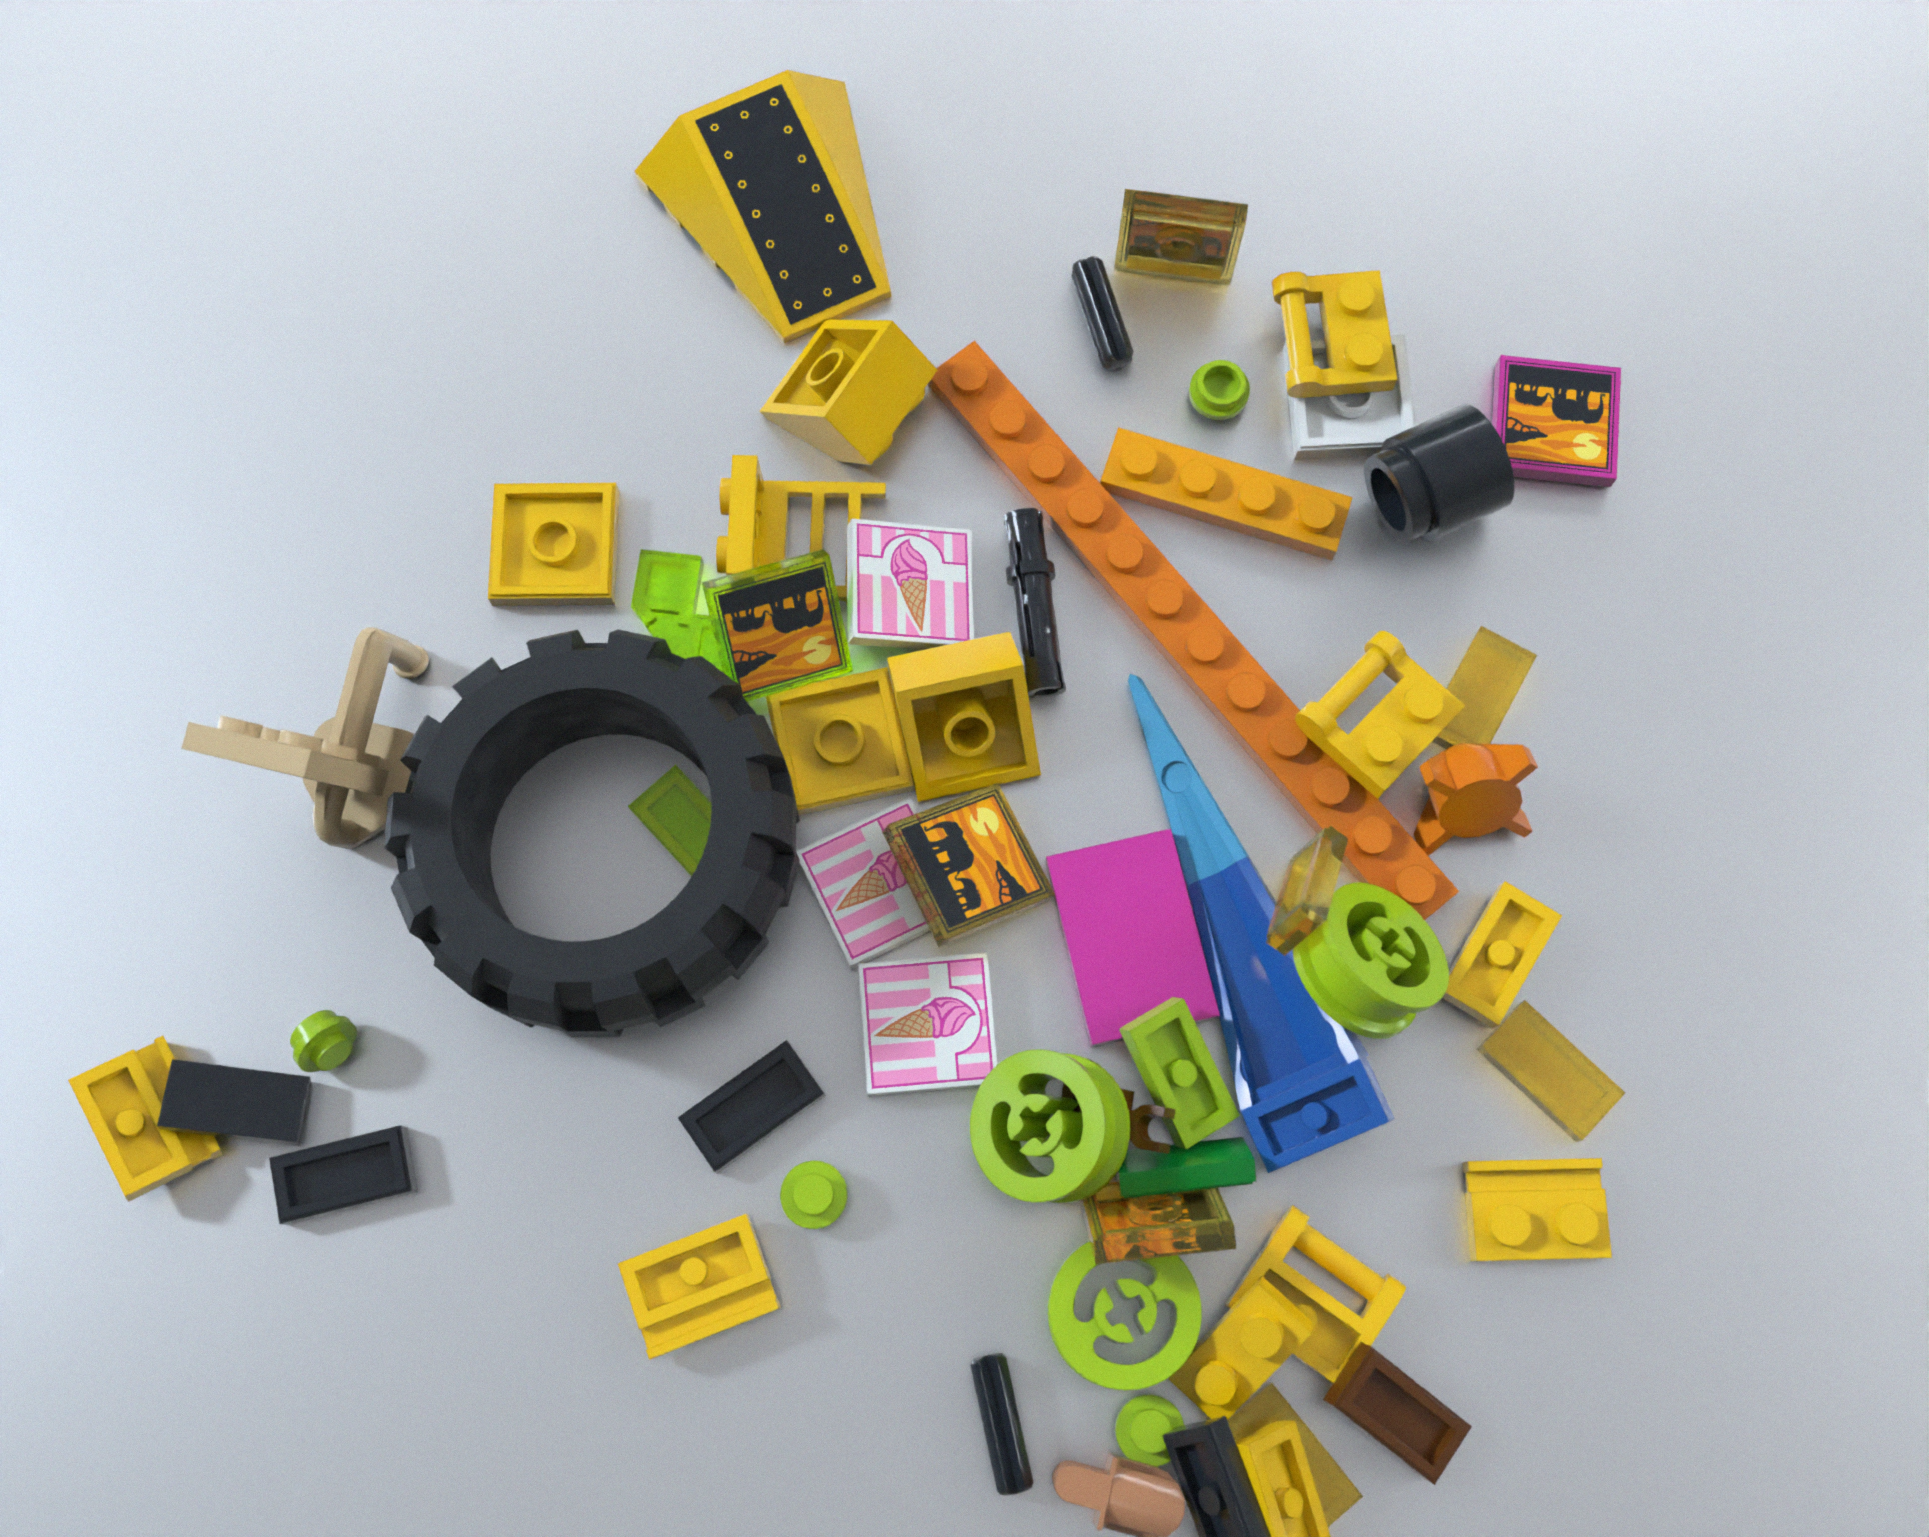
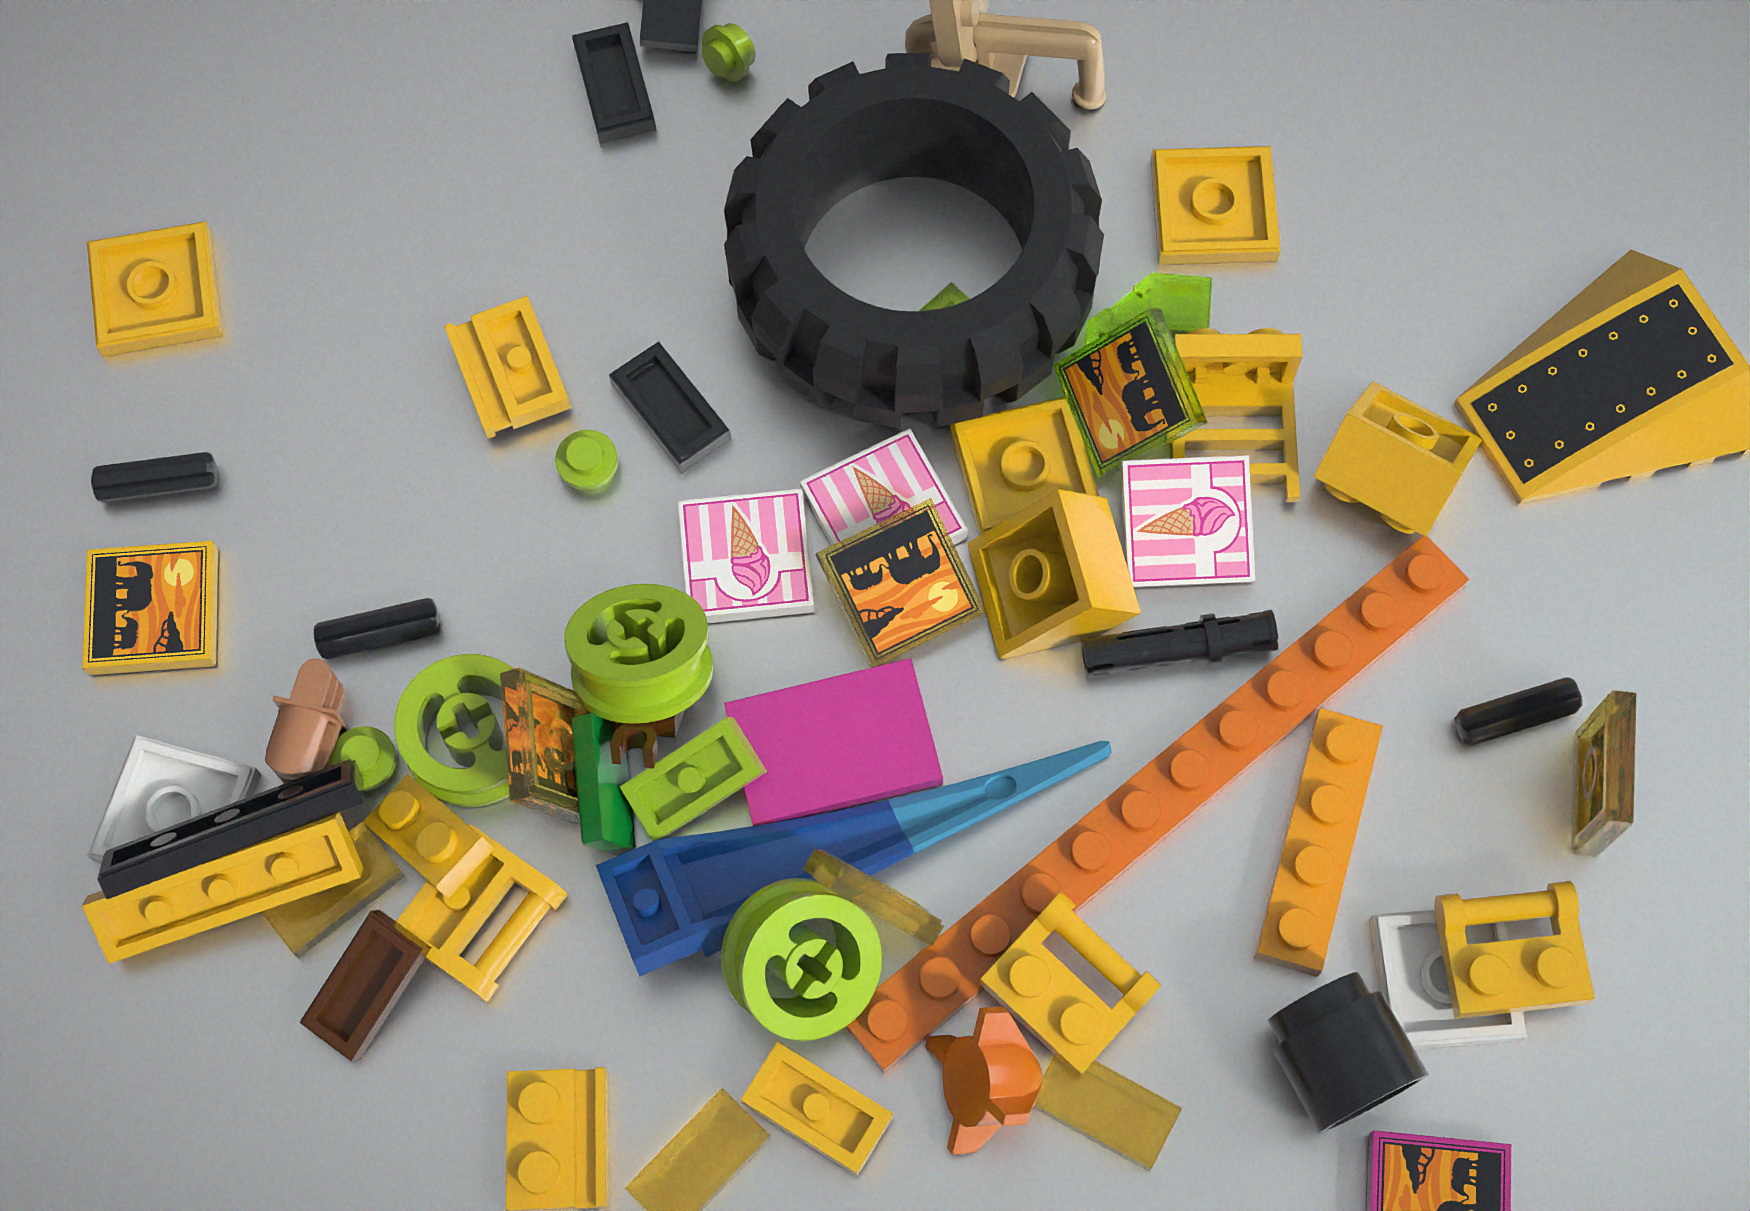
camera: 90 degrees right, 5 degrees down
(1219, 390) = (1438, 834): lime plate -> none

